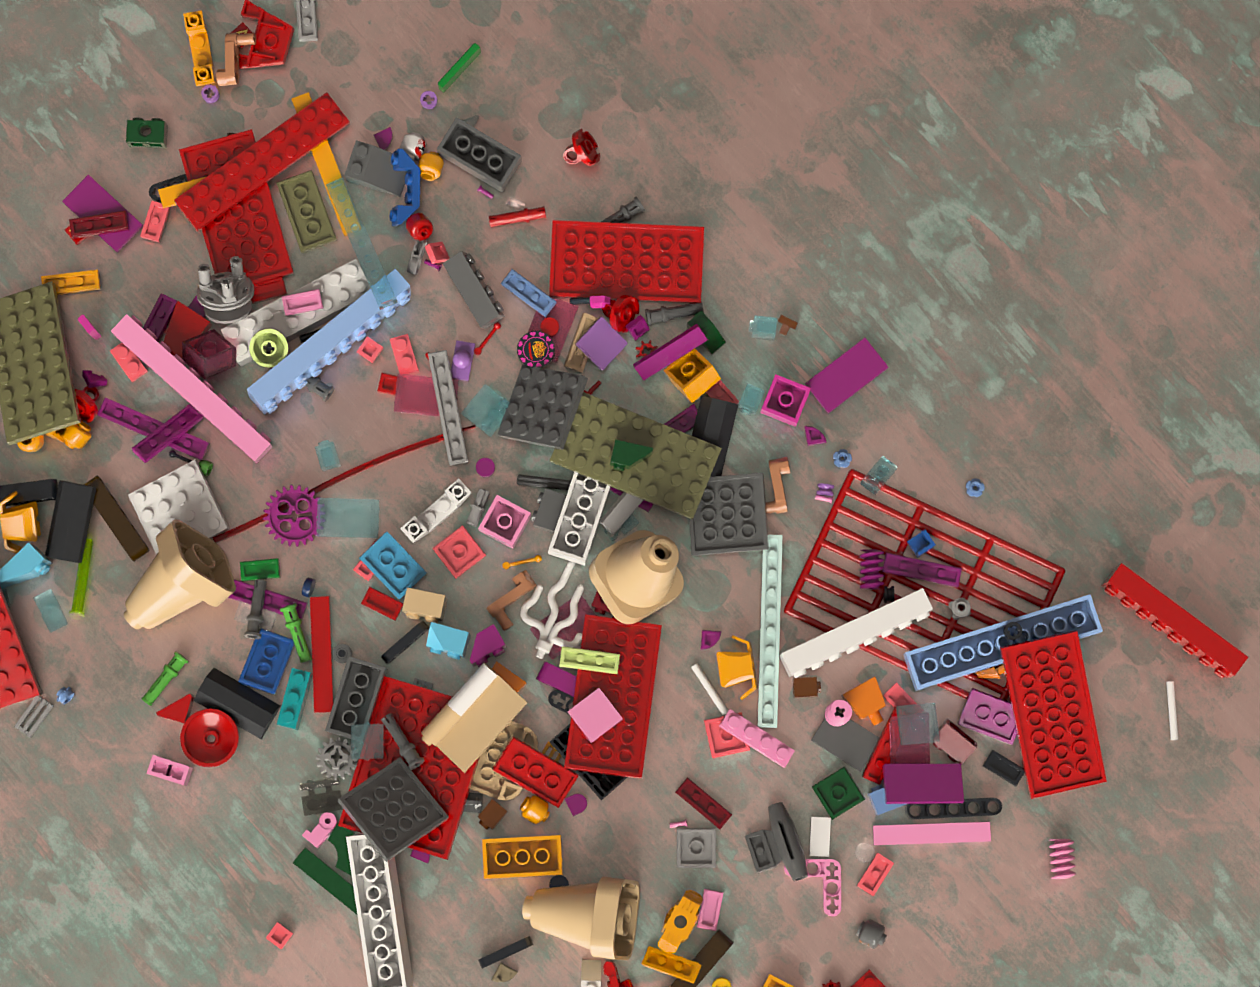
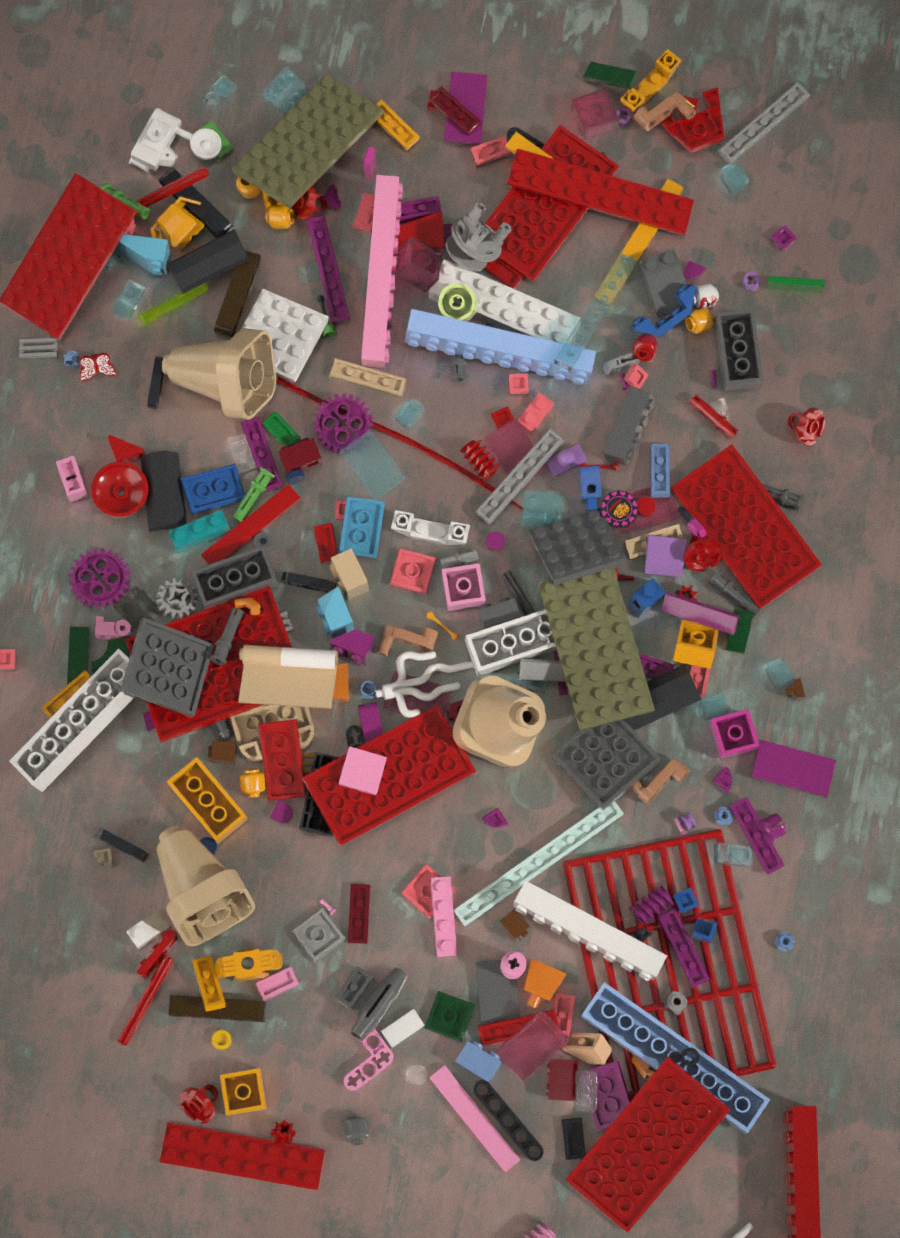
camera: 50 degrees right, 5 degrees down
(85, 679) = (94, 364): none -> animal
(140, 641) = (156, 384): none -> black beam
(155, 139) = (555, 103): dark green brick -> none
(167, 433) = (332, 280): magenta tile -> none
(168, 76) = (610, 75): none -> dark green tile
(170, 670) = (150, 422): bright green pin -> none
(191, 114) = (594, 114): none -> clear pink brick
(255, 617) = (239, 453): dark grey pin -> none
(269, 466) = (367, 377): none -> tan tile
(271, 826) = (86, 589): none -> magenta gear
(294, 570) = (300, 456): none -> dark red brick
(302, 302) = (514, 303): bright pink tile -> none
(306, 211) = (589, 256): olive tile -> none
(332, 46) = (734, 178): none -> clear light blue brick
(348, 906) = (65, 694): none -> light orange tile
(366, 741) = (207, 609): clear light blue piece -> none
(388, 702) = (248, 603): none -> orange arm
(409, 427) = (479, 459): none -> red piece
(413, 46) = (783, 238): none -> magenta tile
(492, 354) = (590, 478): none -> blue torso
(528, 655) = (363, 689): none -> medium blue plate
(589, 660) = (403, 734): yellowish green tile -> none
(624, 384) = (647, 598): none -> blue torso
(627, 455) = (590, 639): dark green slope -> none
(637, 327) = (700, 574): magenta tile -> none
(710, 689) = (455, 849): white bar -> none
(737, 667) = (488, 858): light orange piece -> none
(875, 874) = (406, 1096): coral plate -> none
(878, 440) = (761, 833): none -> magenta plate
(887, 539) = (685, 900): none -> blue plate
(918, 724) = (553, 1036): clear light blue tile -> none
(923, 783) = (508, 1078): magenta tile -> none
(947, 700) = (588, 1047): none -> light nougat slope
(976, 730) = (586, 1091): none -> clear plate

